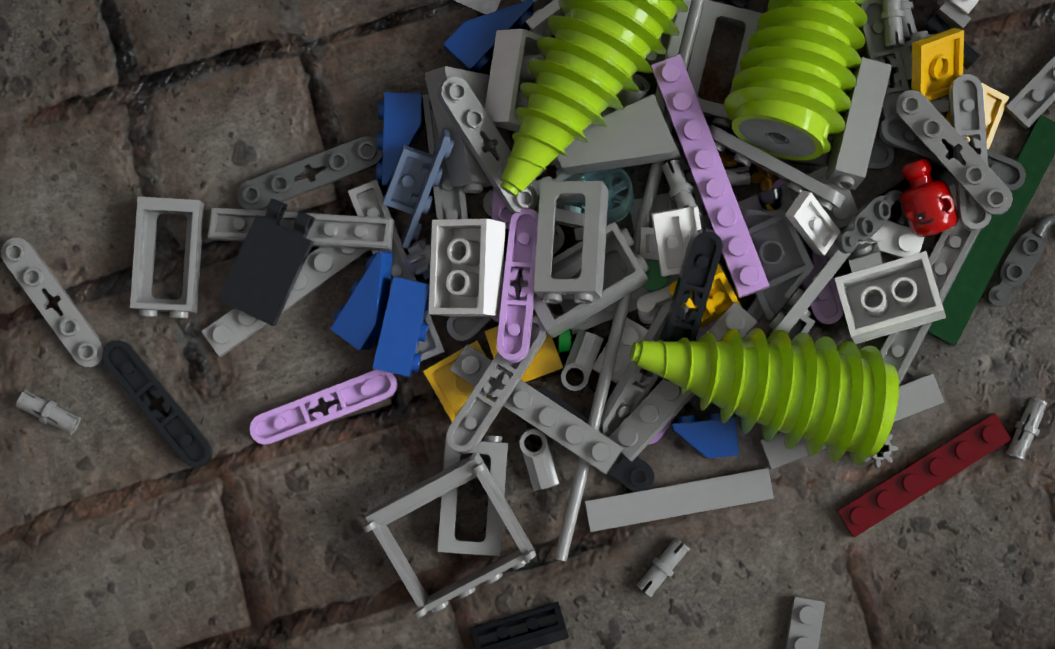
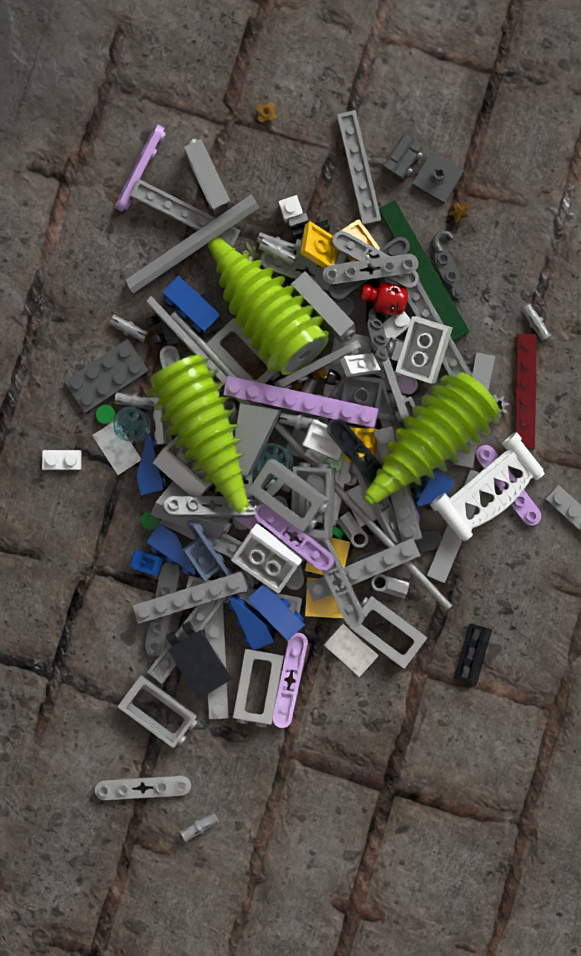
camera: 55 degrees left, 0 degrees up
(137, 381) = (213, 768): black piece -> none
(252, 407) = (239, 712): none -> light grey piece
(347, 199) = (190, 597): none -> light grey plate
(357, 110) = (146, 562): none -> blue bracket
(415, 81) = (150, 522): none -> green tile
(417, 456) = (351, 650): none -> flat silver sticker
(427, 491) = (370, 652): light grey window -> none
(663, 567) = (486, 557): light grey pin -> none
(770, 563) = (523, 504): none -> lavender piece
(825, 517) = (453, 508): none -> white piece

